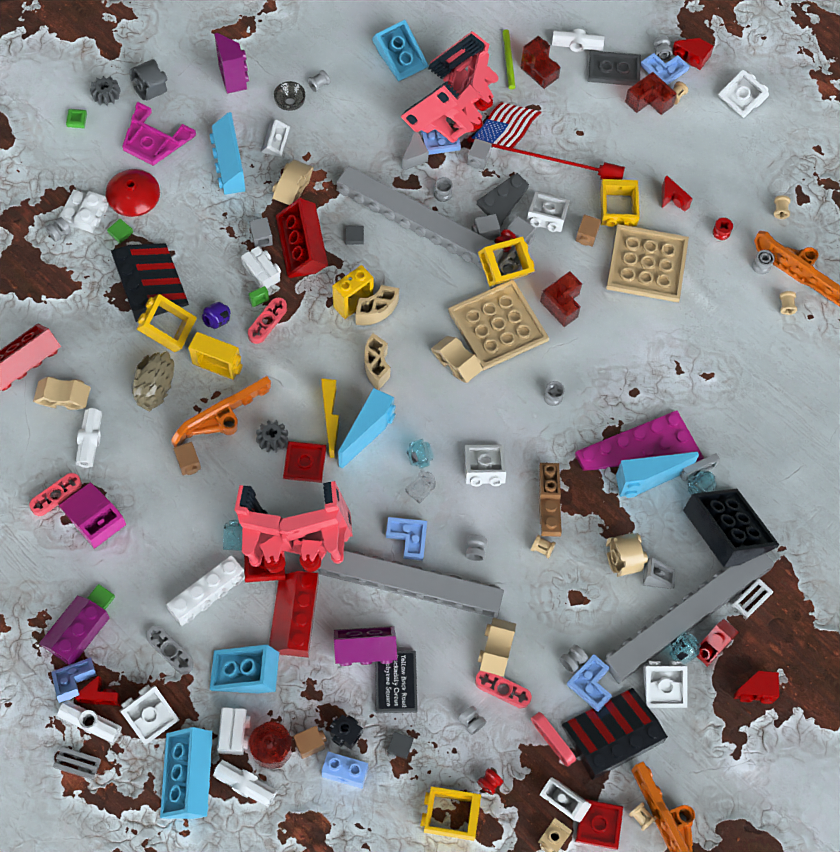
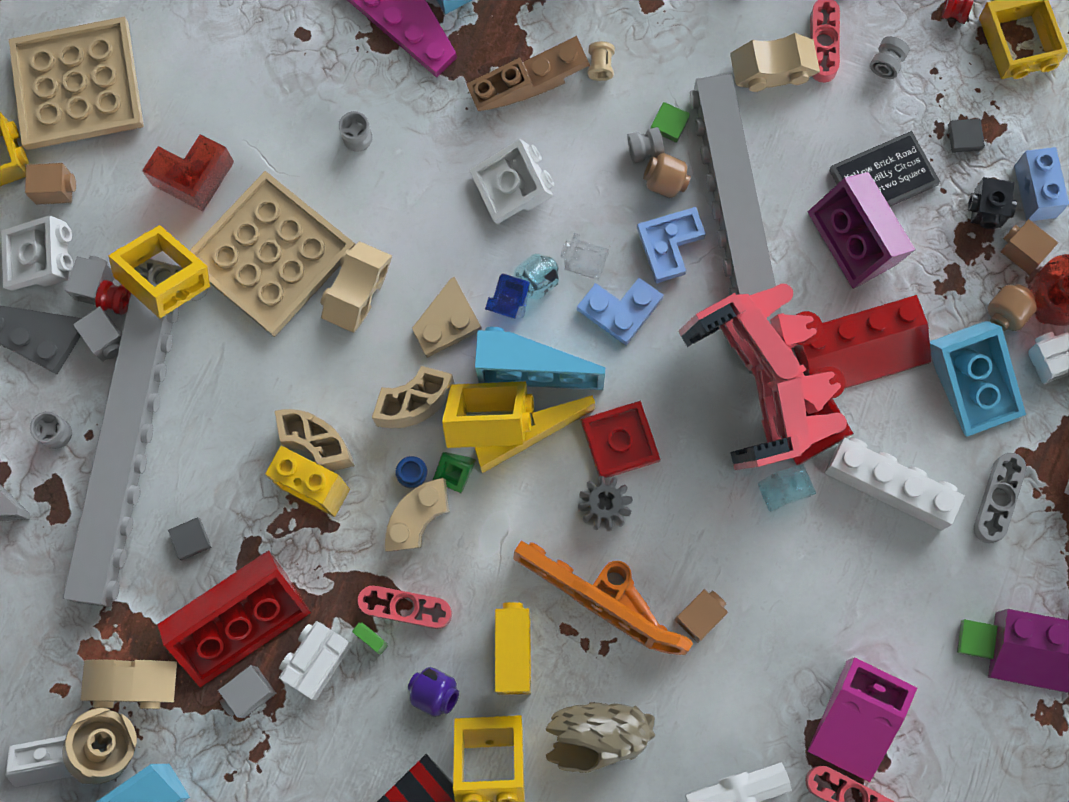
camera: 105 degrees left, 10 degrees up
(257, 154) = (107, 728): none -> tan brick
(275, 709) = (1012, 307): none -> medium nougat head
(310, 335) = (414, 515): none -> tan brick
(328, 370) = (454, 470): none -> green slope
(338, 349) = (411, 472): none -> blue plate
(358, 379) = (487, 429): none -> yellow window
(376, 494) = (622, 317): none -> light blue plate
(407, 427) = (509, 297): none -> clear blue slope
(417, 400) = (446, 320): none -> tan wing
(450, 551) = (666, 175): none -> medium nougat head
(486, 571) = (671, 121): none -> bright green tile

